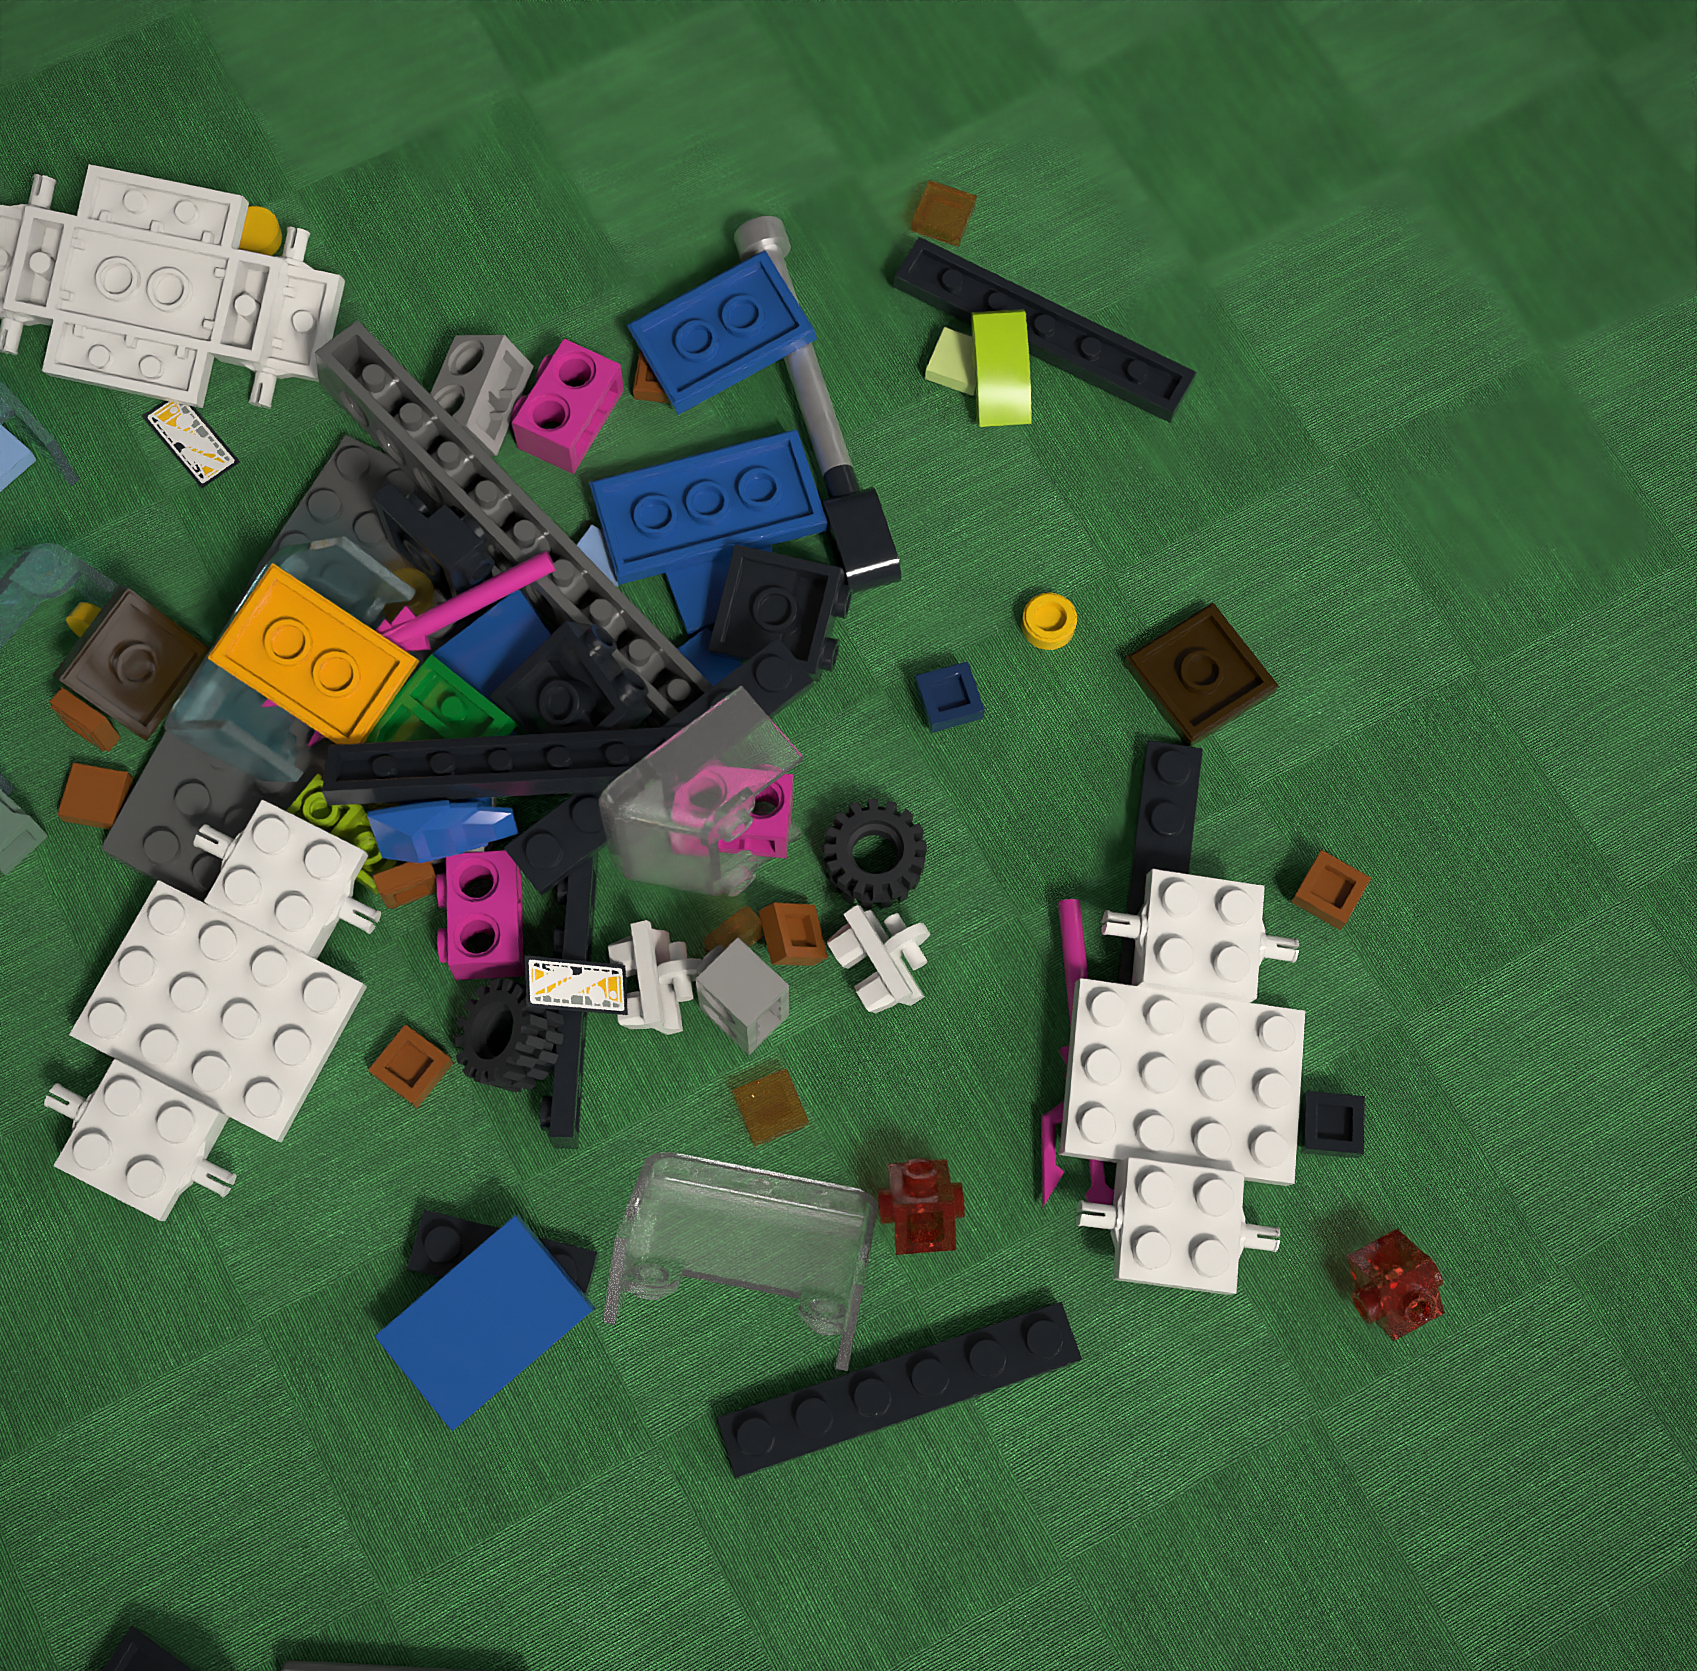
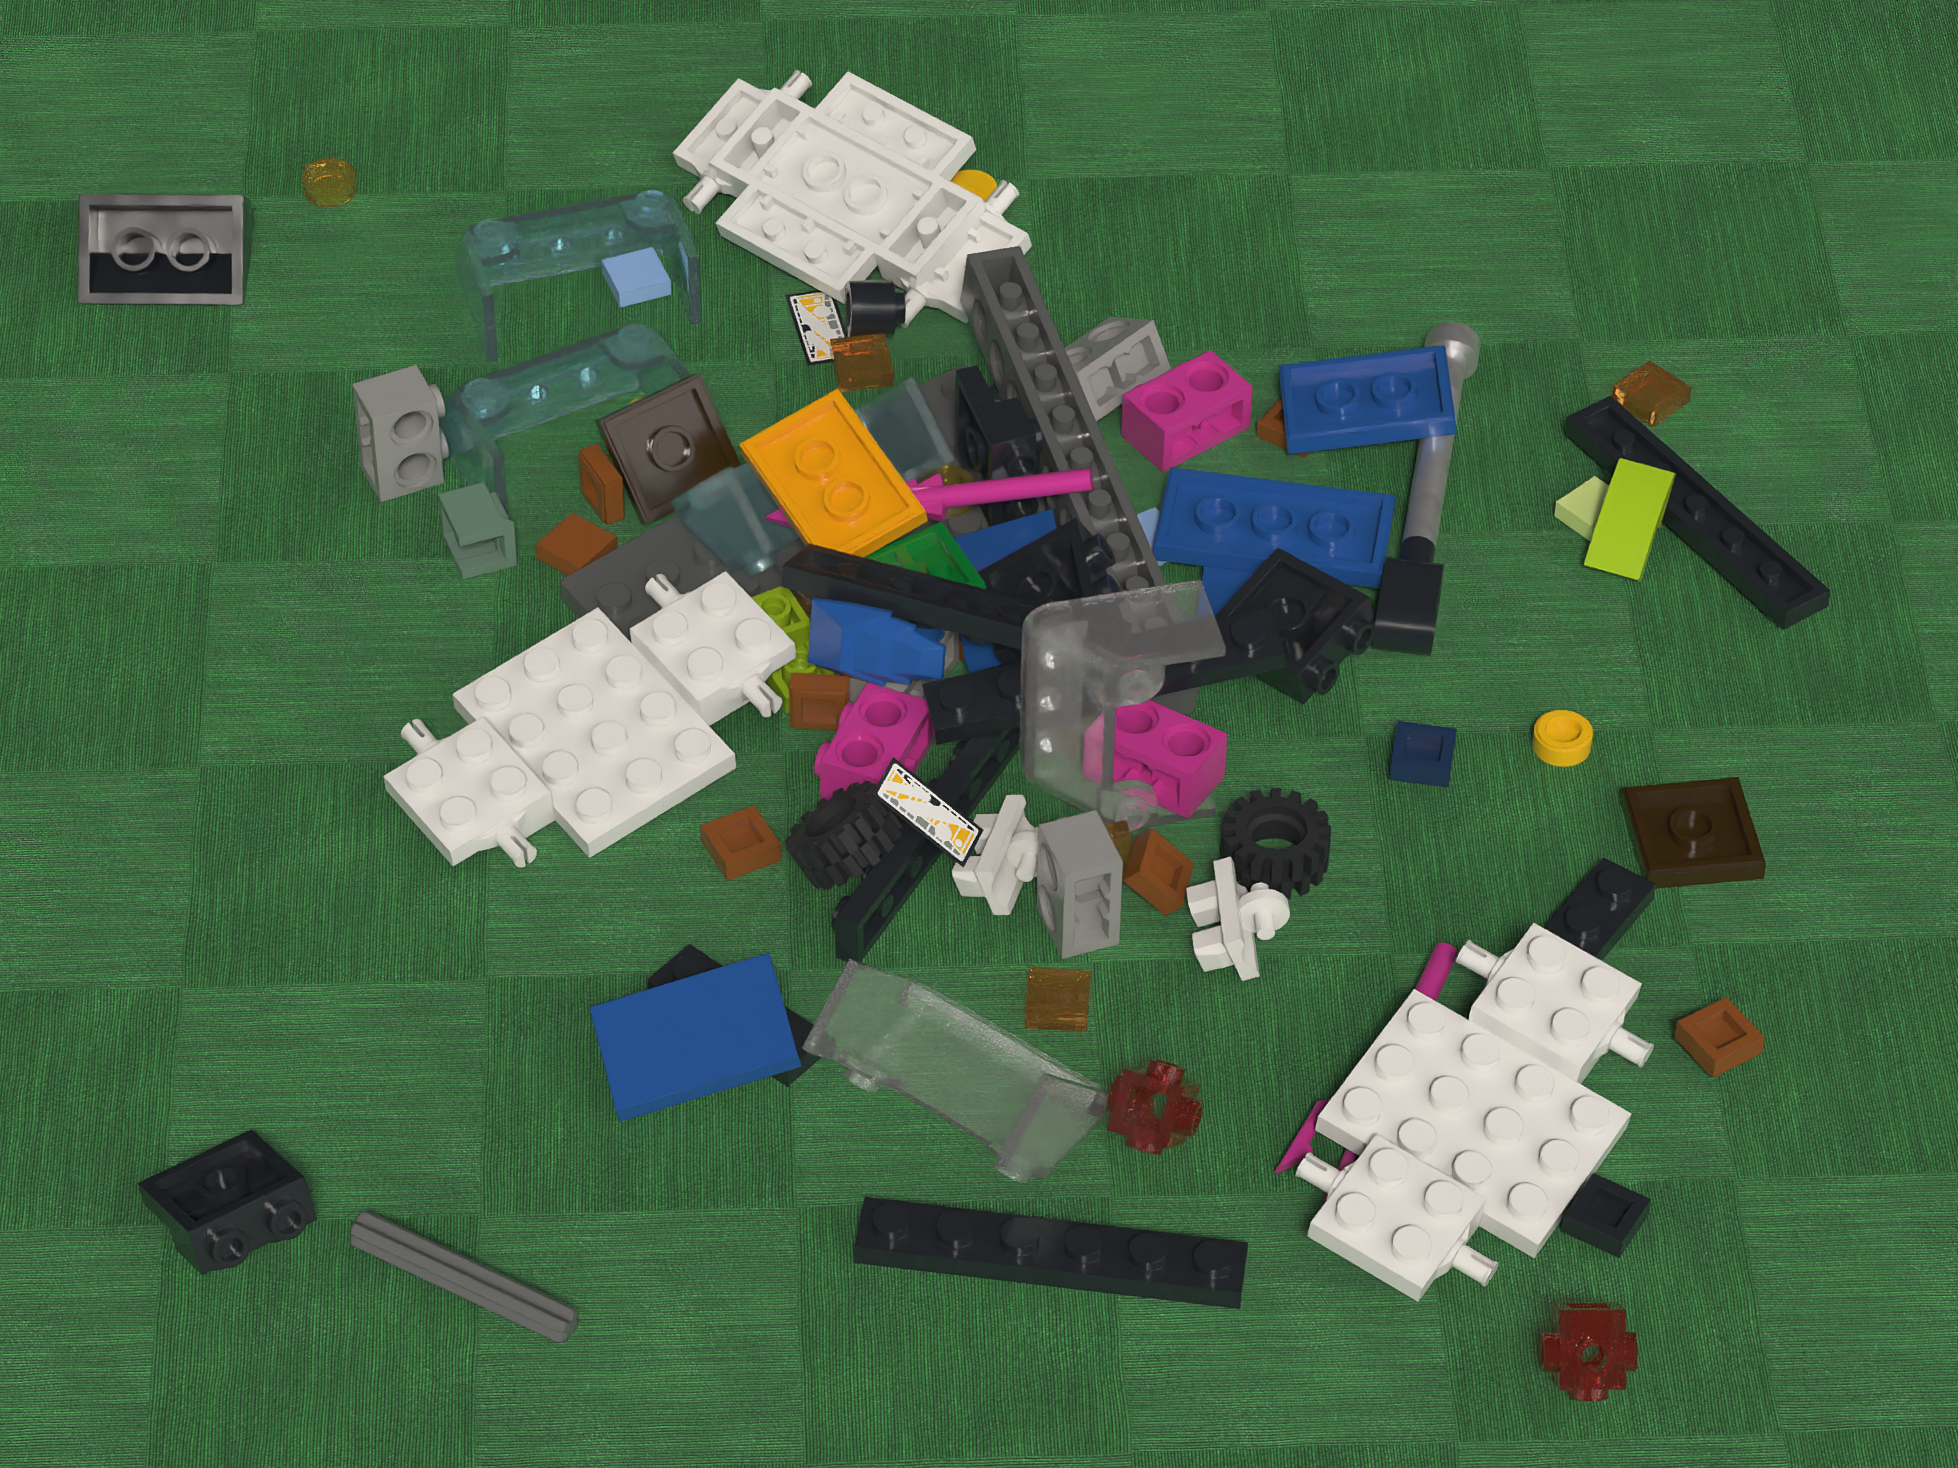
camera: 30 degrees right, 25 degrees down
(235, 410) = (873, 307): none -> black plate
(251, 469) = (861, 362): none -> clear orange tile

